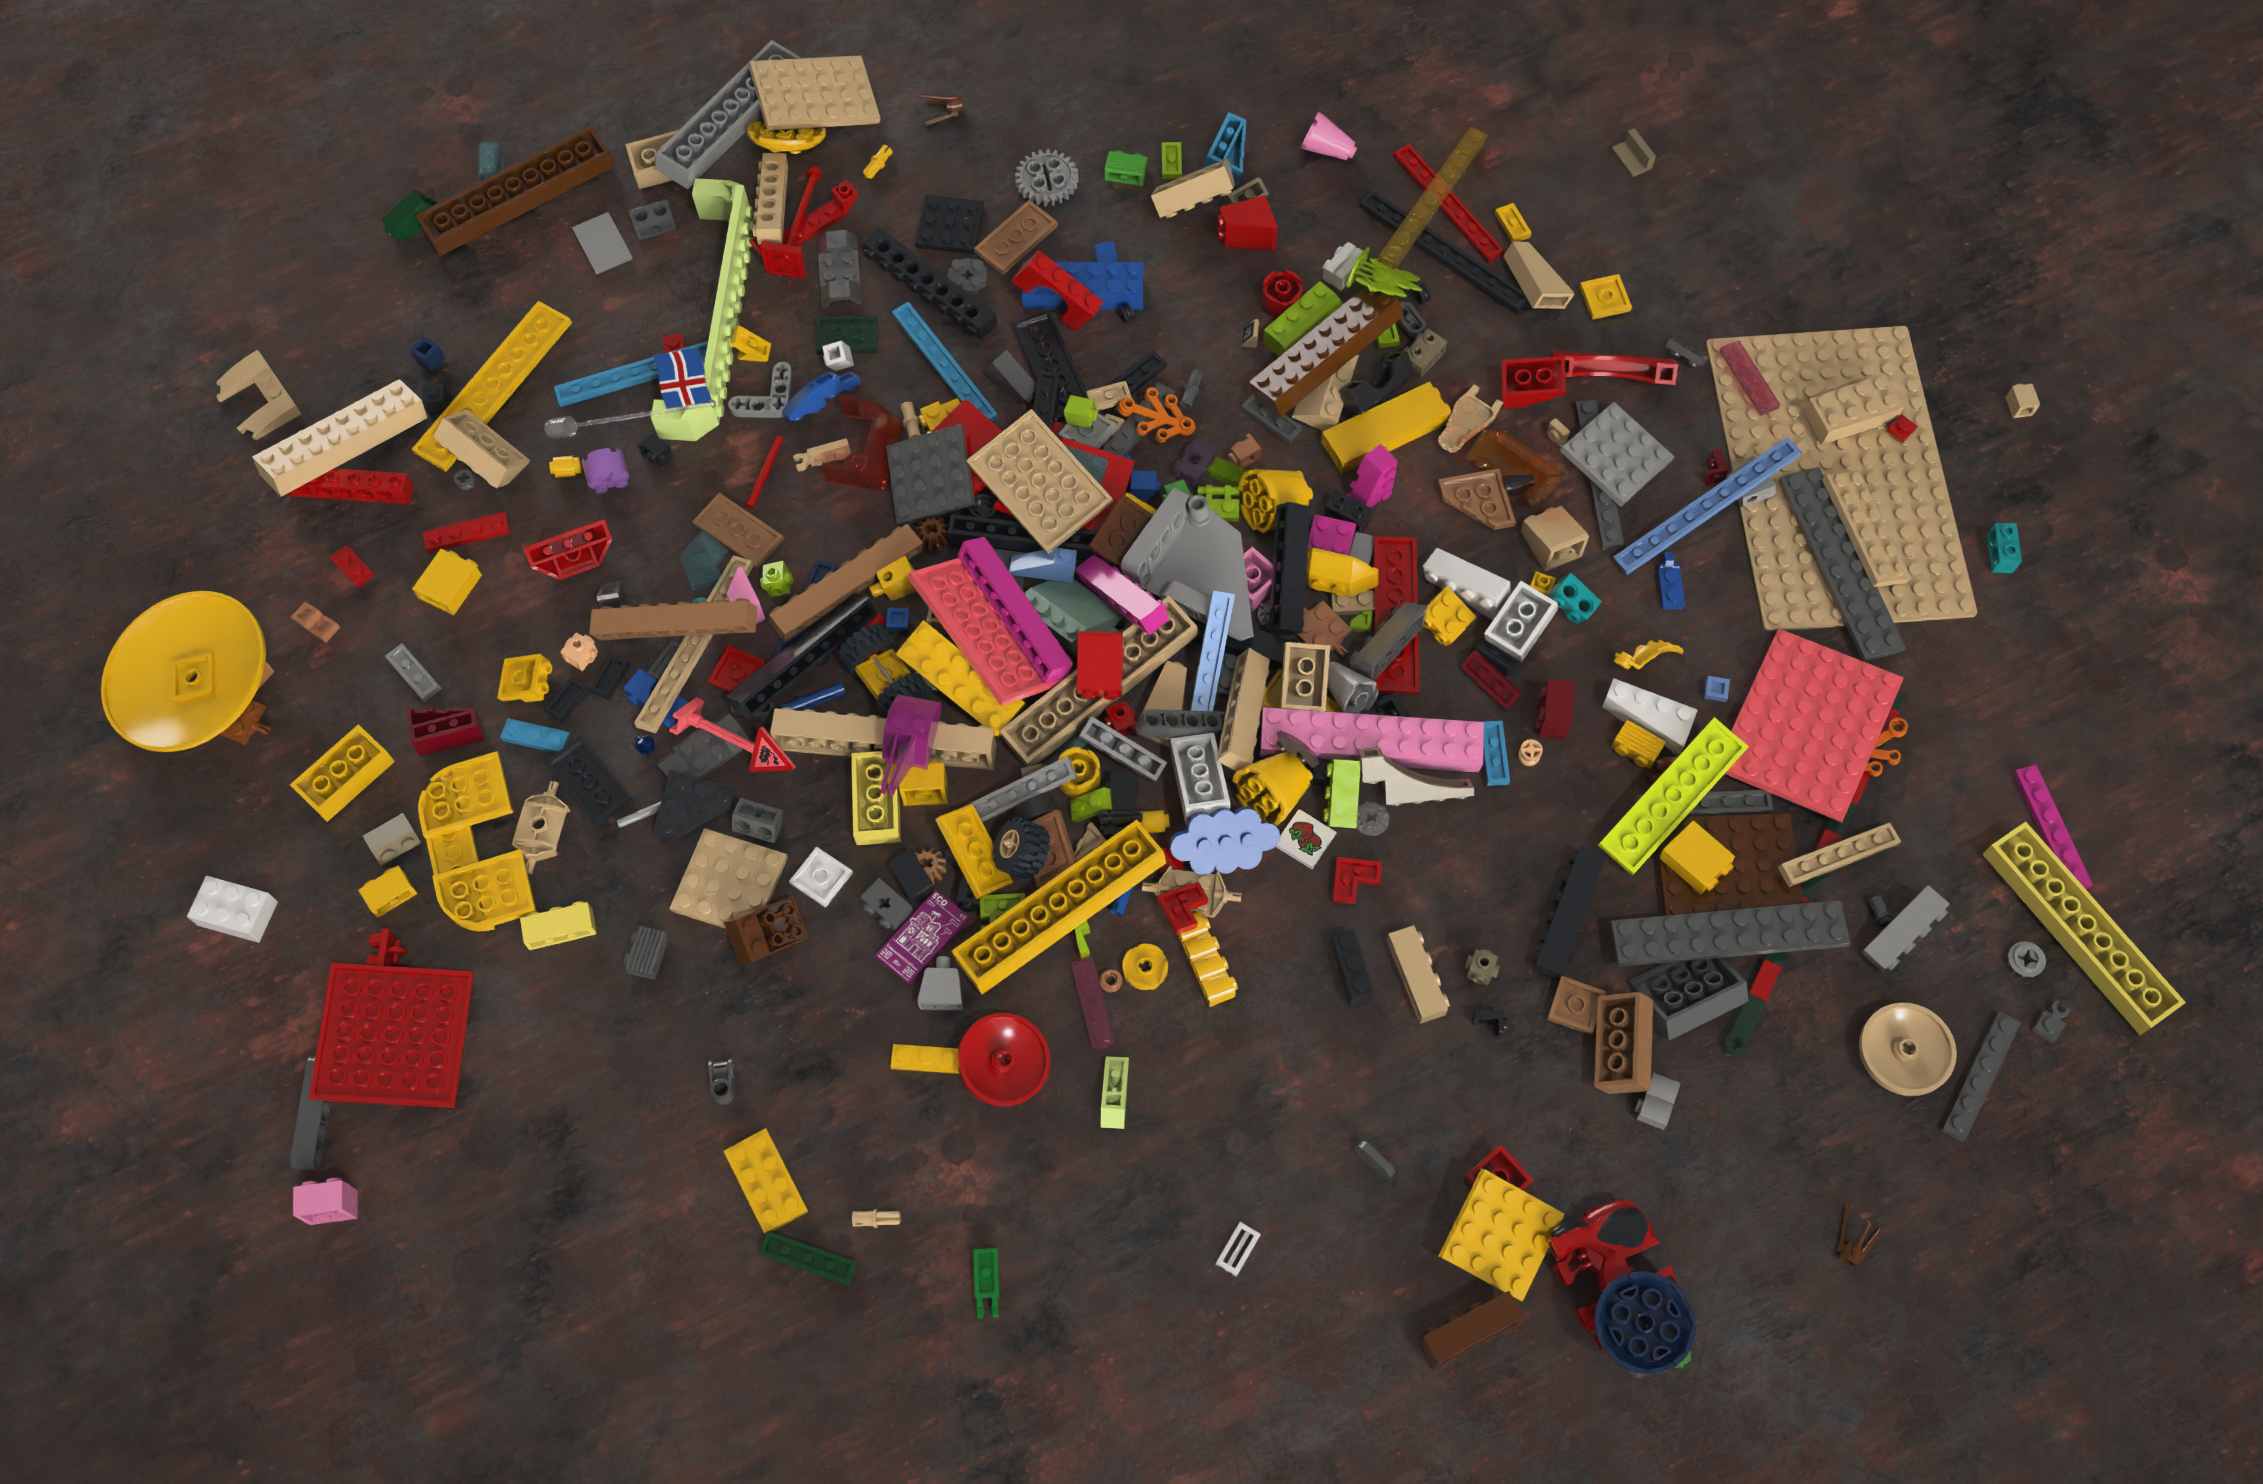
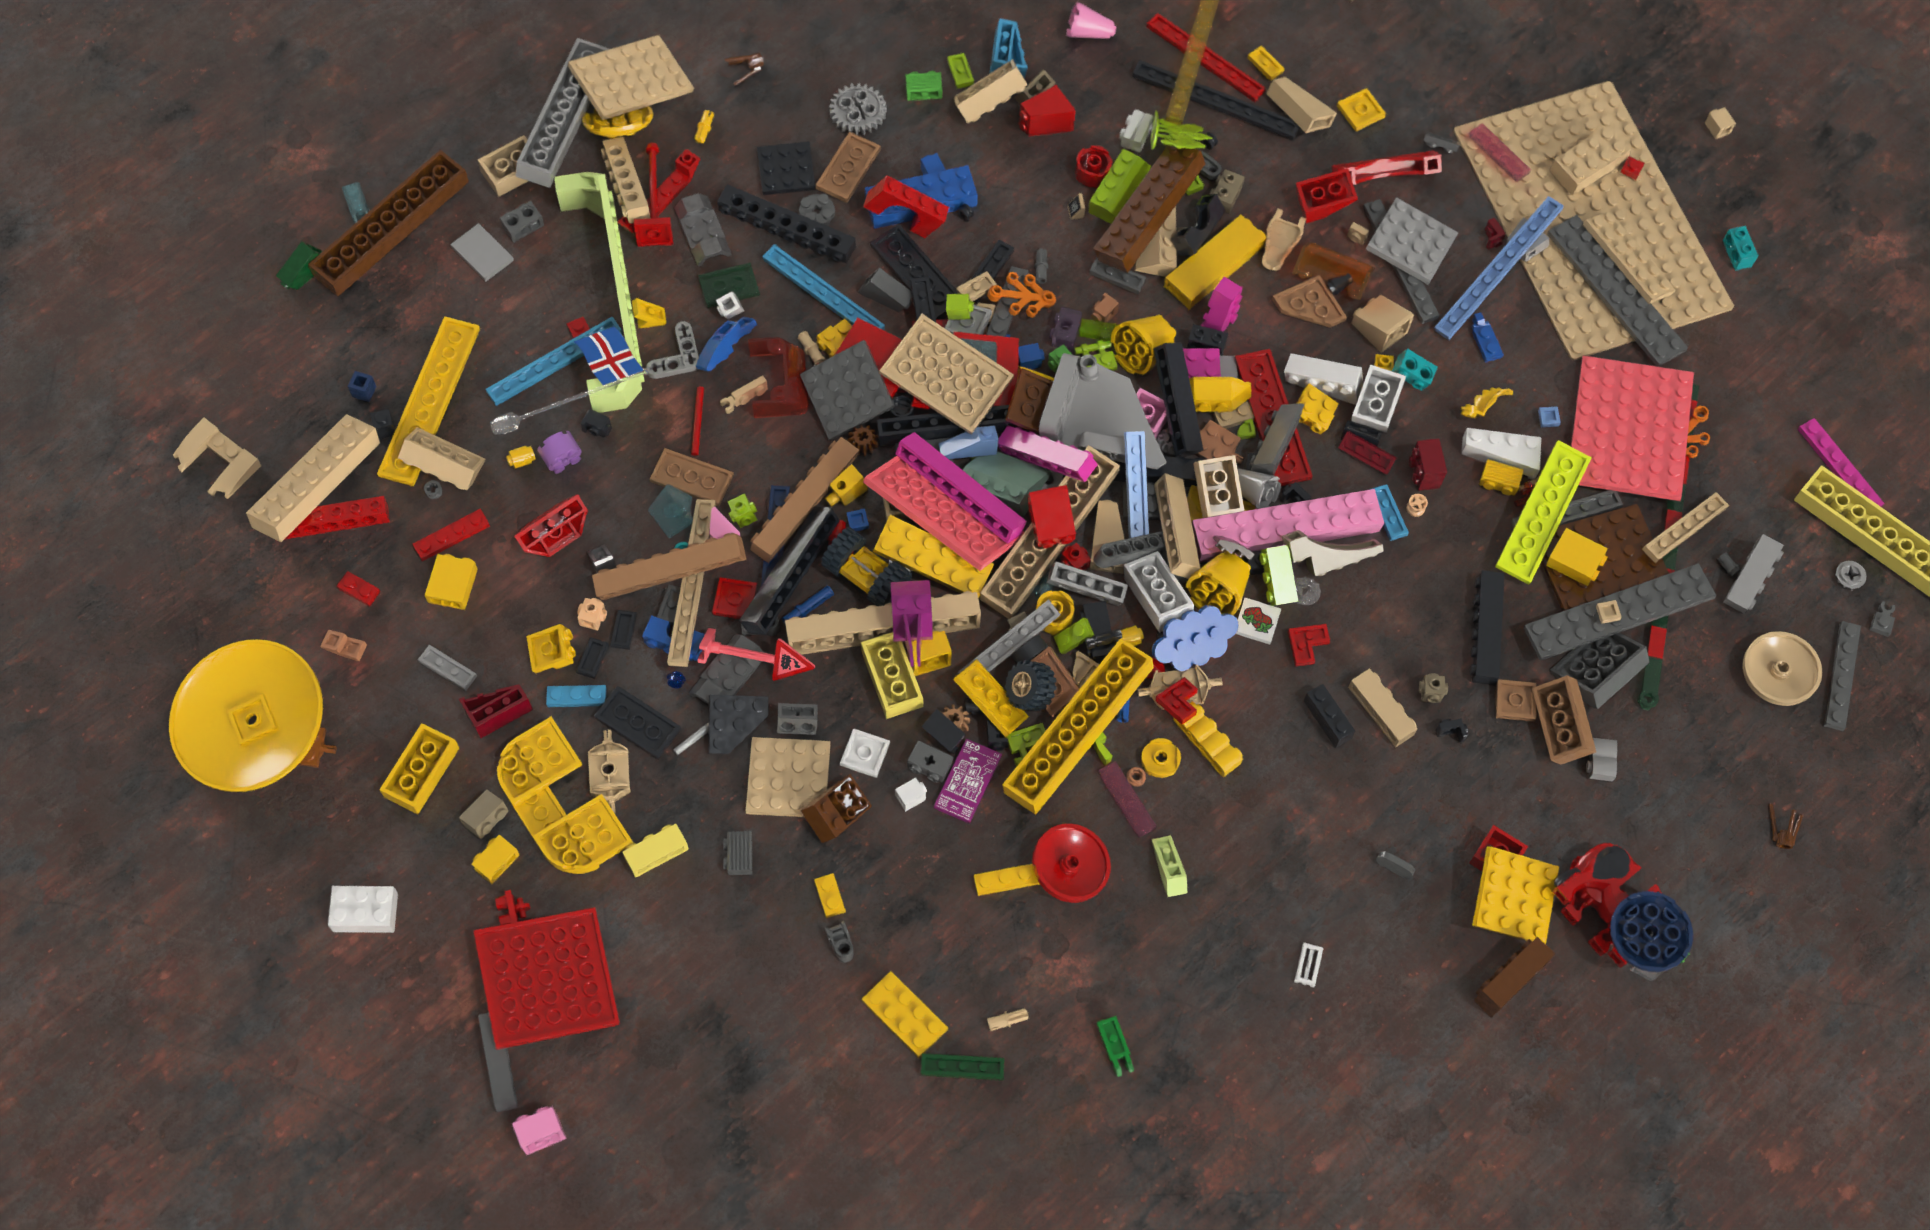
camera: 20 degrees left, 0 degrees up
(729, 1025) = (829, 895): none -> yellow plate
(854, 935) = (911, 794): none -> white brick
(941, 987) = (999, 818): light grey torso -> none
(1713, 930) = (1608, 611): none -> tan plate

